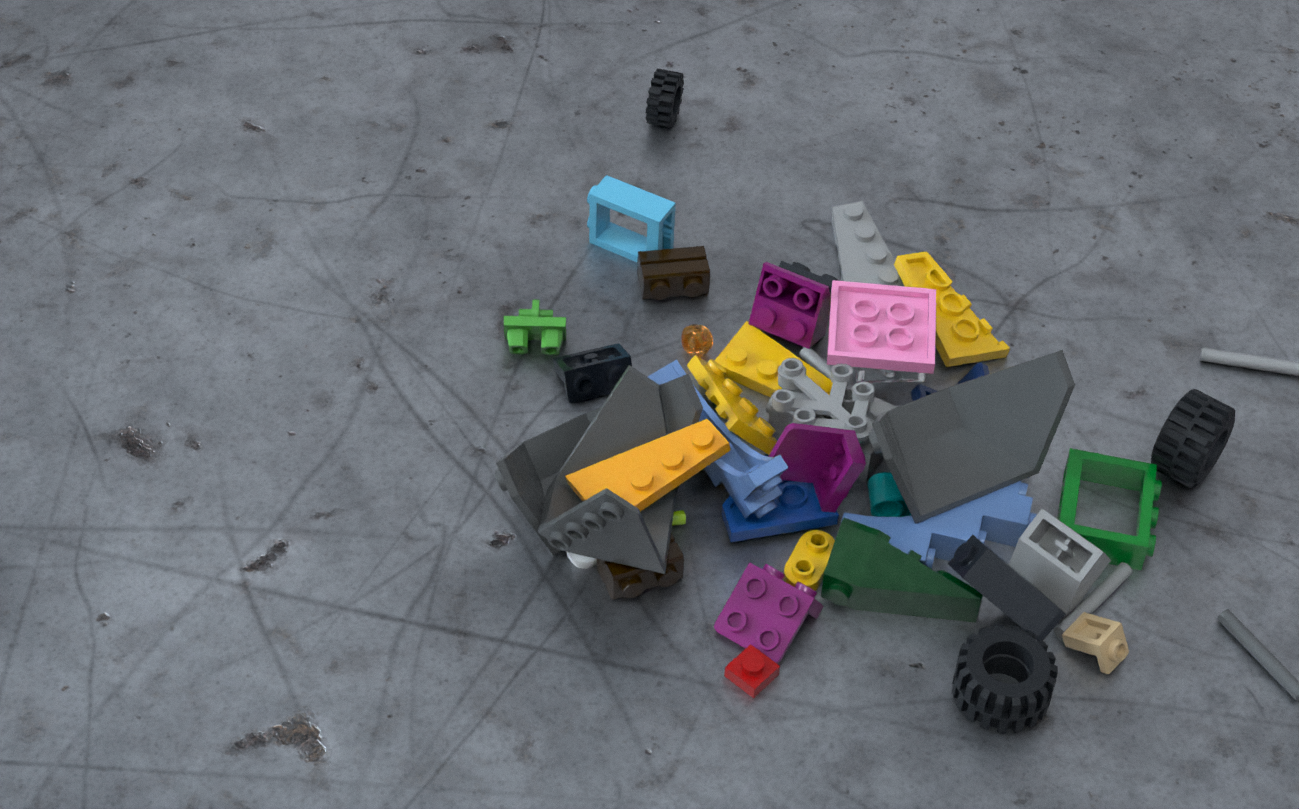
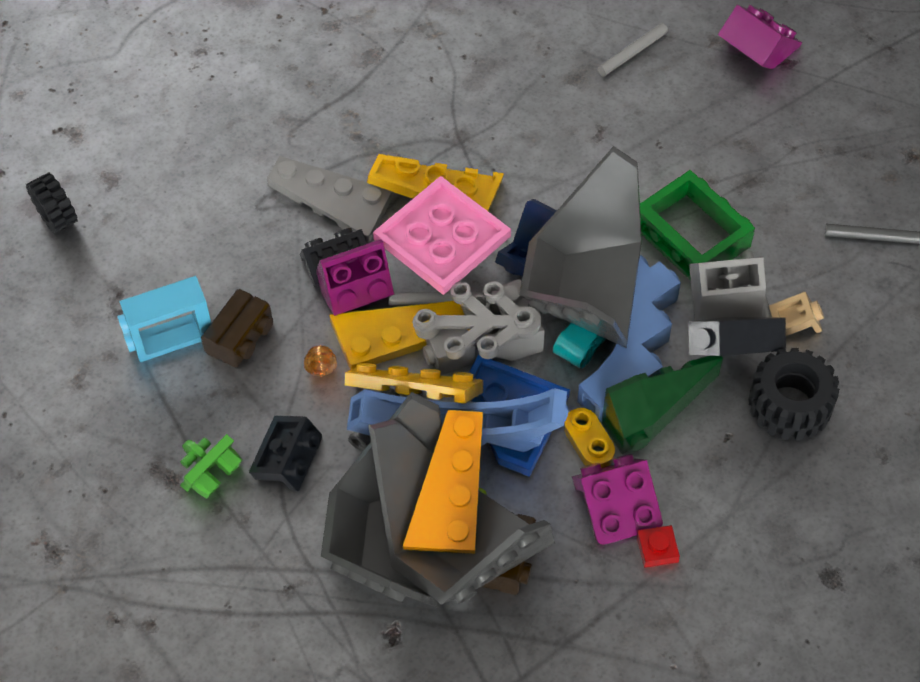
camera: 50 degrees left, 10 degrees up
(822, 457) = (543, 362): magenta bracket -> none
(1193, 438) = (690, 132): black tyre -> none

